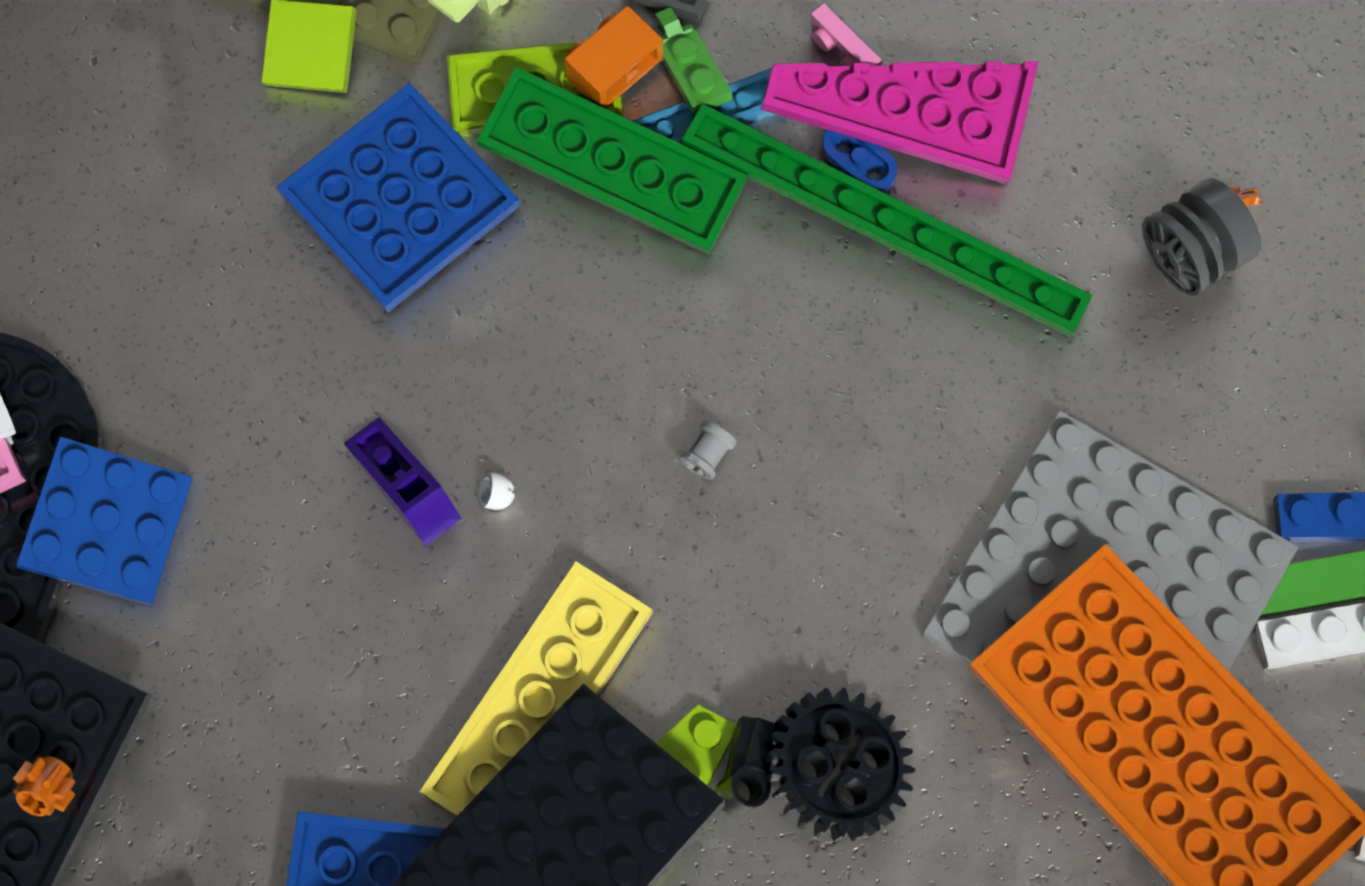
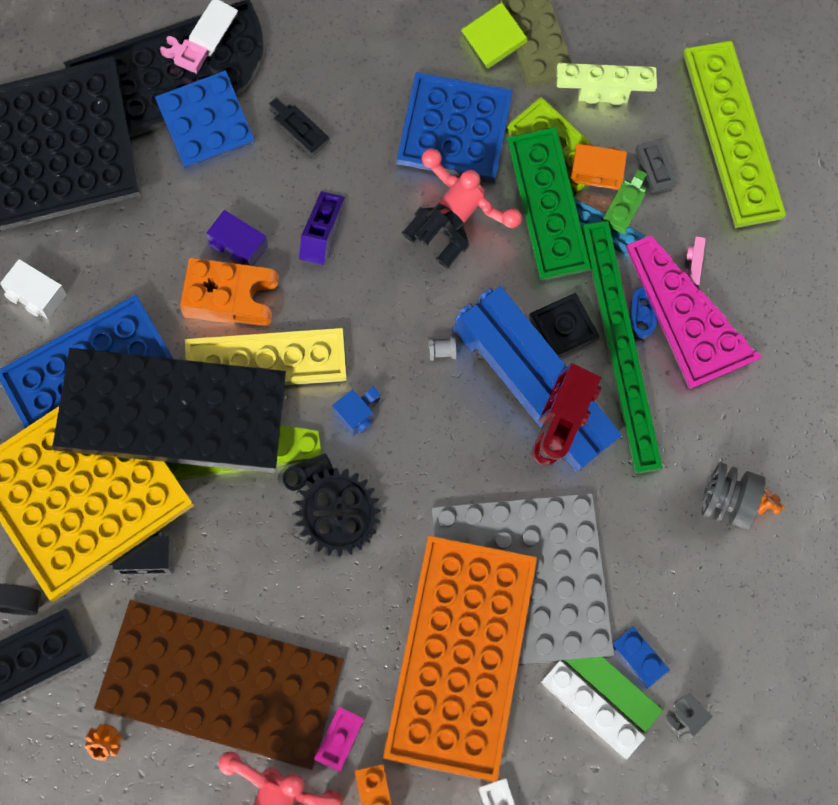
camera: 45 degrees right, 0 degrees up
(44, 786) = (65, 180): orange gear -> none
(223, 402) = (299, 127): none -> black hinge
(326, 611) = (236, 239): none -> dark purple brick
(409, 674) = (231, 295): none -> orange brick
(495, 491) = (349, 271): white hinge -> none
(528, 287) = (454, 210): none -> wheel
(711, 633) = (356, 411): none -> blue brick
(799, 271) = (565, 325): none -> black plate
(846, 358) = (527, 366): none -> blue brick
(946, 356) = (565, 413): none -> dark red brick

